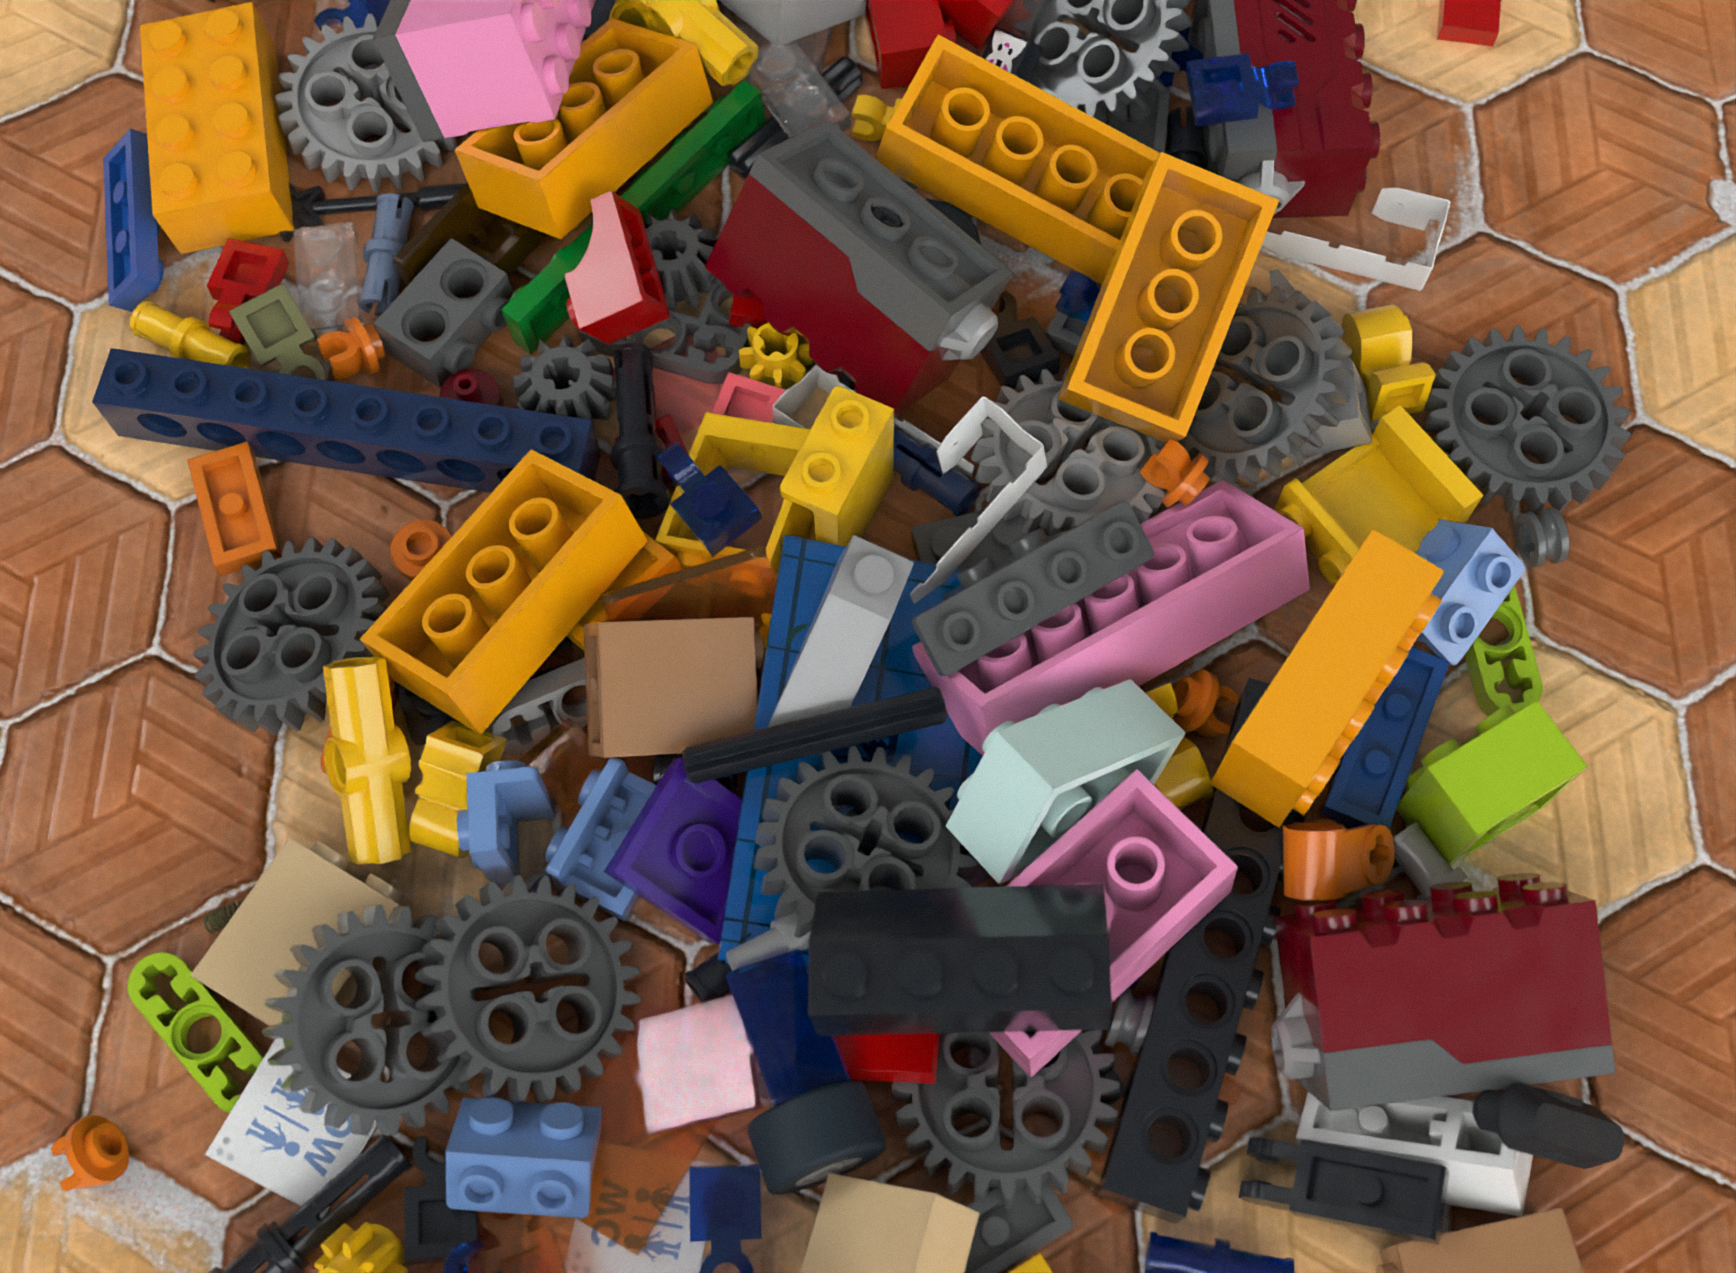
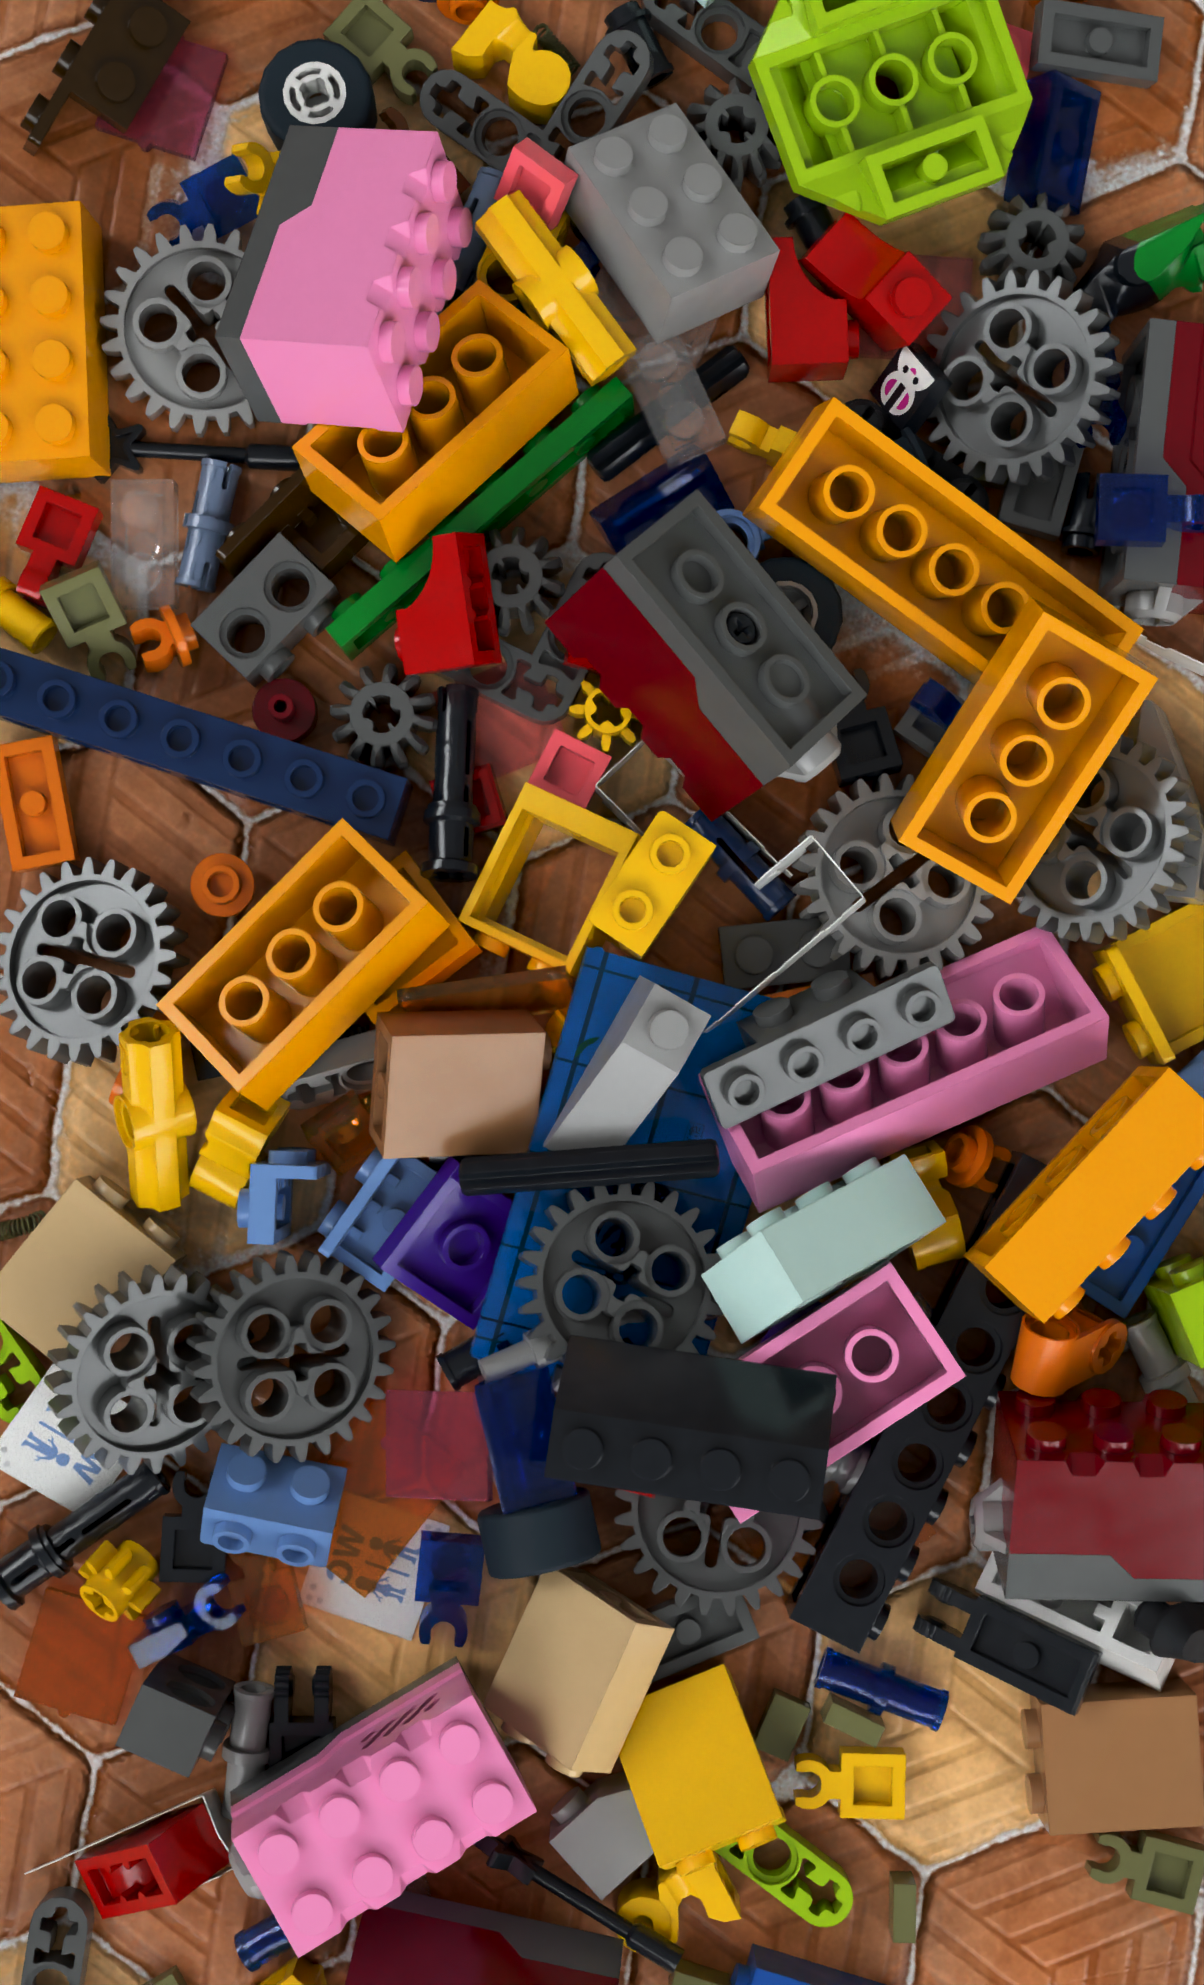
camera: 10 degrees right, 20 degrees up
(710, 504) = (519, 899): clear blue plate -> none
(1176, 473) = (1000, 925): orange plate -> none

